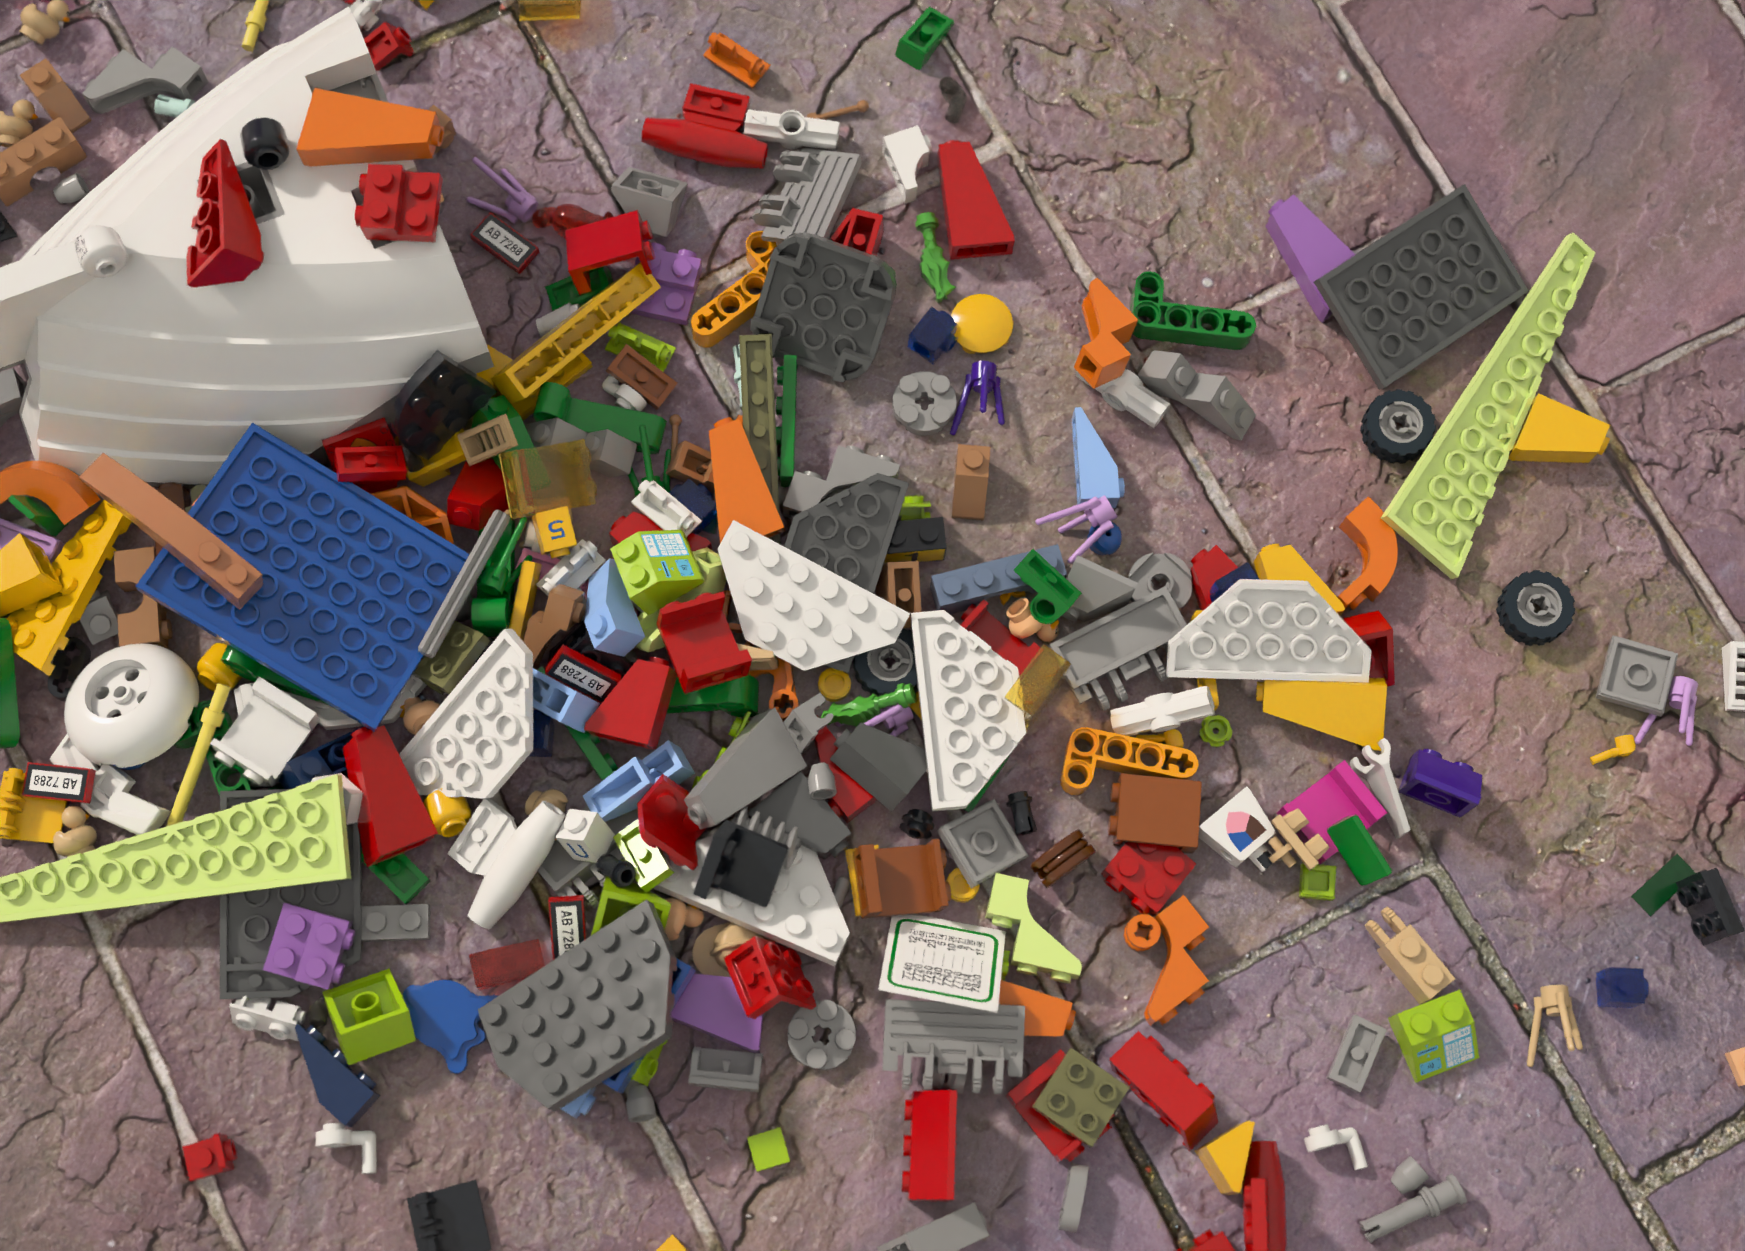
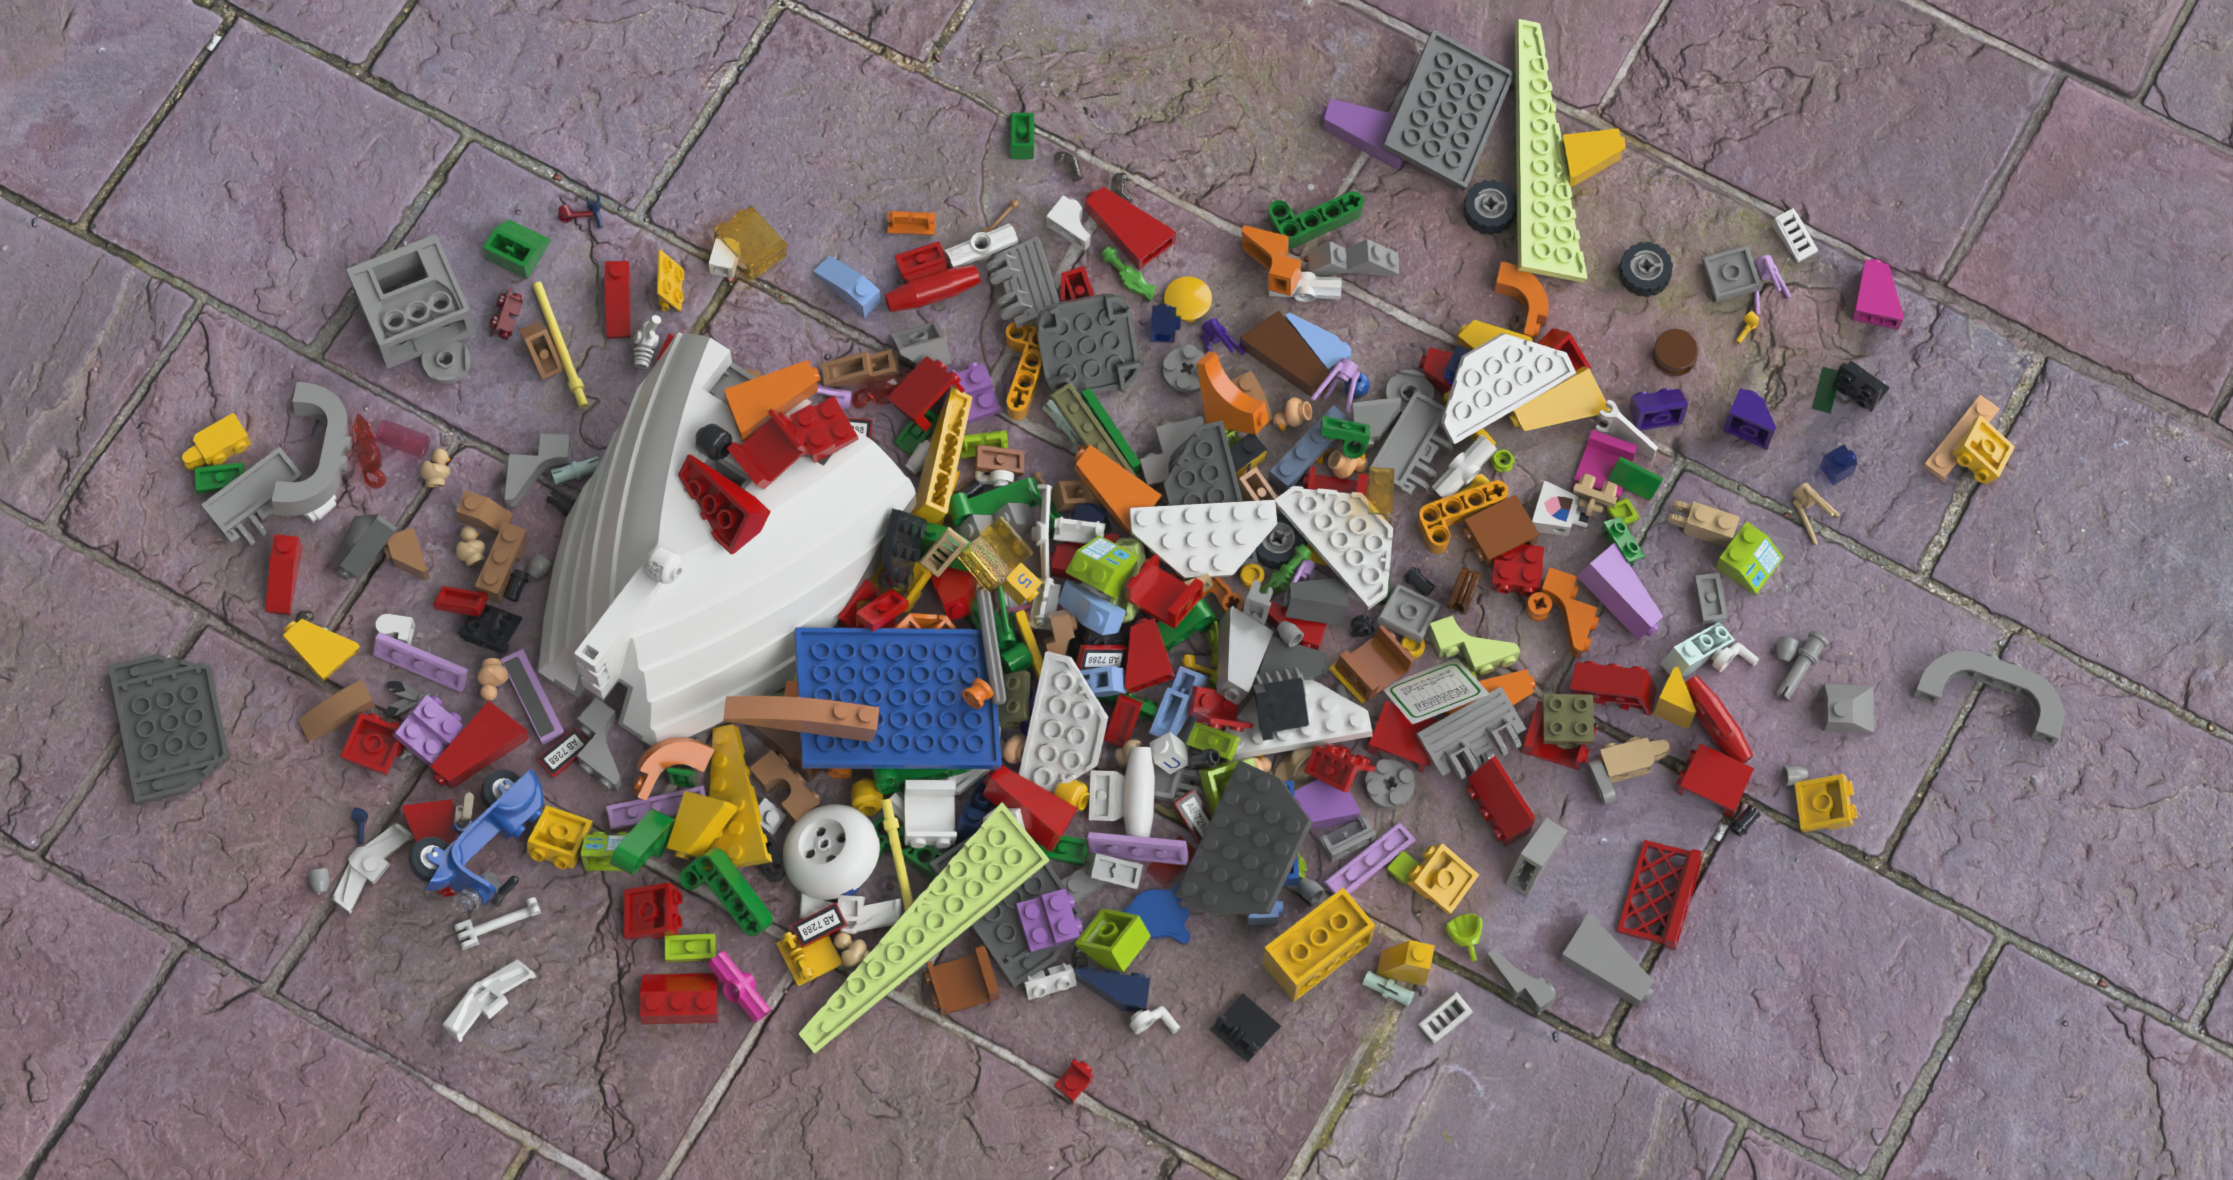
camera: 30 degrees left, 5 degrees down
(32, 195) = (516, 585): none -> black pin
(145, 131) = (563, 503): none -> black pin
(168, 952) = (962, 982): none -> dark orange panel
(315, 191) = (770, 450): none -> red panel
(403, 627) = (977, 693): none -> orange wheel
(426, 934) = (1114, 870): none -> light grey hinge
(472, 926) = (1138, 848): none -> lavender tile
(564, 761) = (1122, 720): none -> red tile
(565, 184) = (860, 368): none -> medium nougat slope
(586, 390) = (971, 489): none -> black pin
(589, 1185) = (1318, 944): none -> yellow brick
(619, 88) = (849, 285): none -> light blue slope
(623, 487) = (1040, 532): none -> white plate
(690, 743) = (1188, 662): none -> yellow hand
(733, 1115) = (1371, 860): none -> lavender tile
(802, 1193) = (1442, 877): none -> yellow plate
(857, 984) = (1398, 736): none -> red panel
(934, 463) = (1227, 402): none -> orange arch
(993, 148) = (1118, 184): none -> clear smoke arm
(1009, 528) = (1295, 414): none -> light nougat animal
(1047, 450) = (1285, 353): none -> reddish brown slope
(1128, 1192) = (1632, 758): none -> tan hinge
(1251, 979) = (1622, 592): none -> slope
(1295, 909) = (1617, 532): none -> green hinge
(1297, 1108) = (1697, 650): none -> light aqua slope
(1507, 728) = (1675, 352): none -> reddish brown head
(1546, 866) = (1750, 419): none -> dark purple slope

